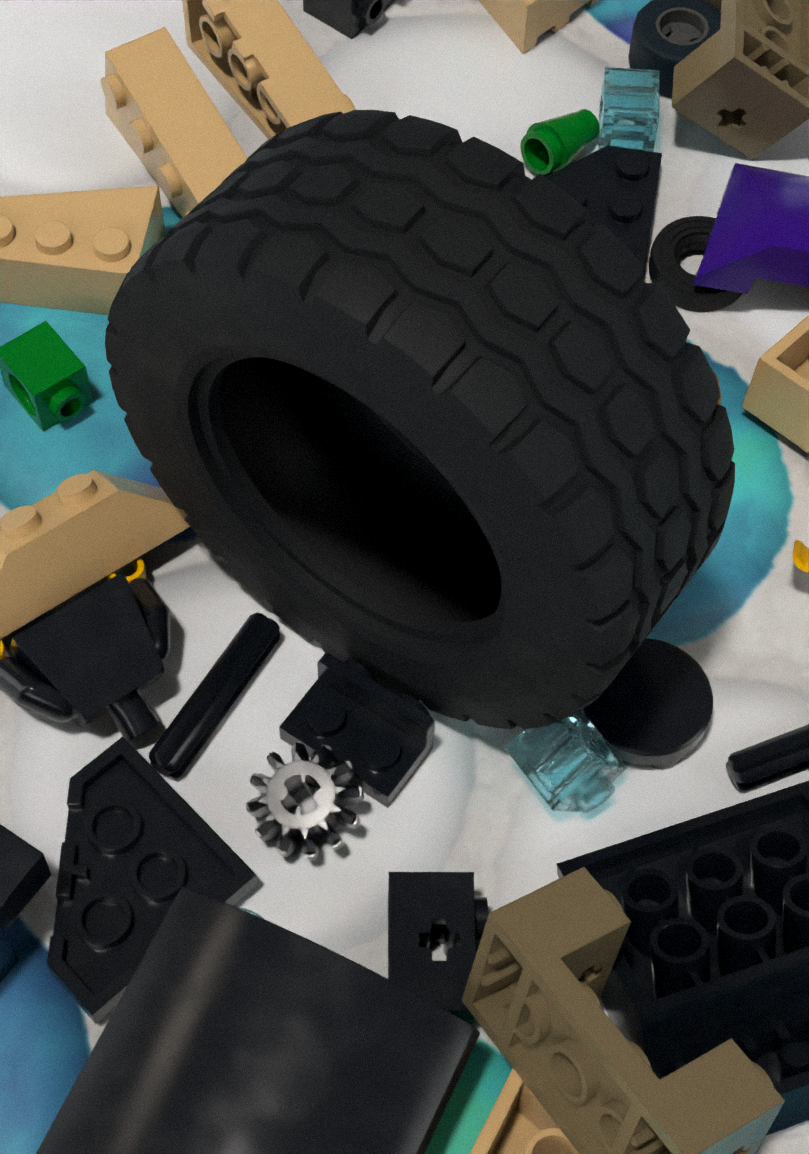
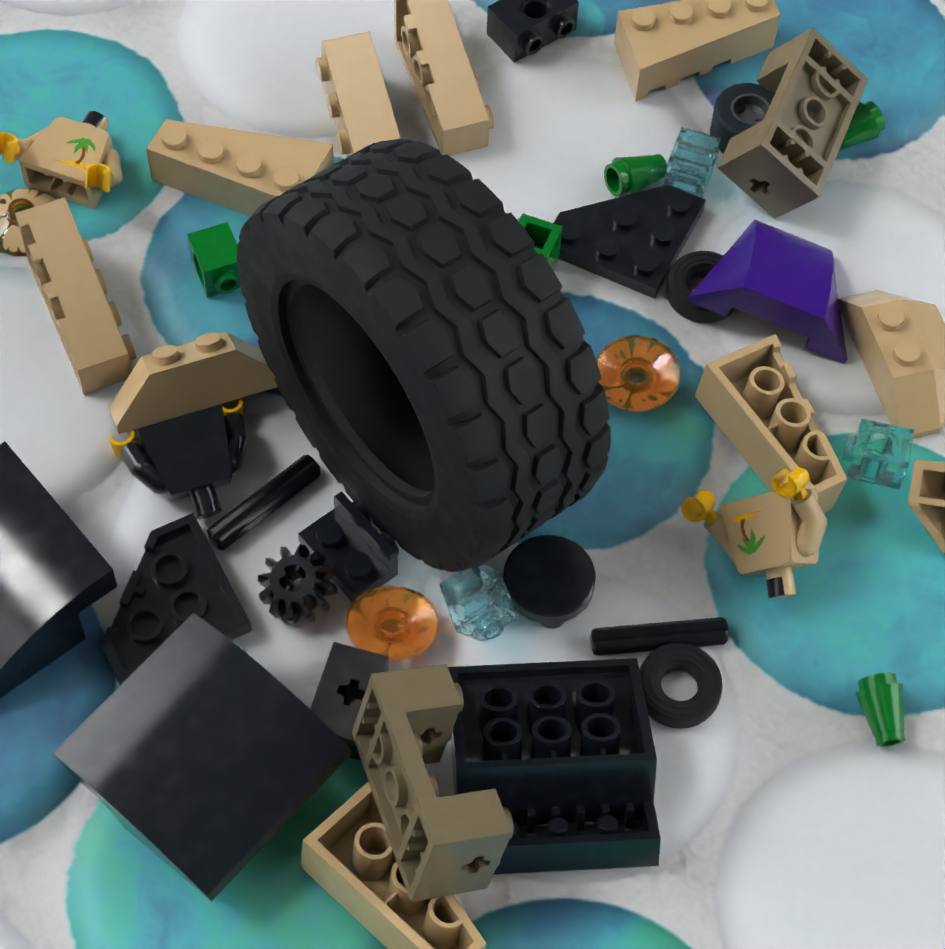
camera: 15 degrees right, 0 degrees up
(456, 801) = (392, 622): none -> clear orange dish

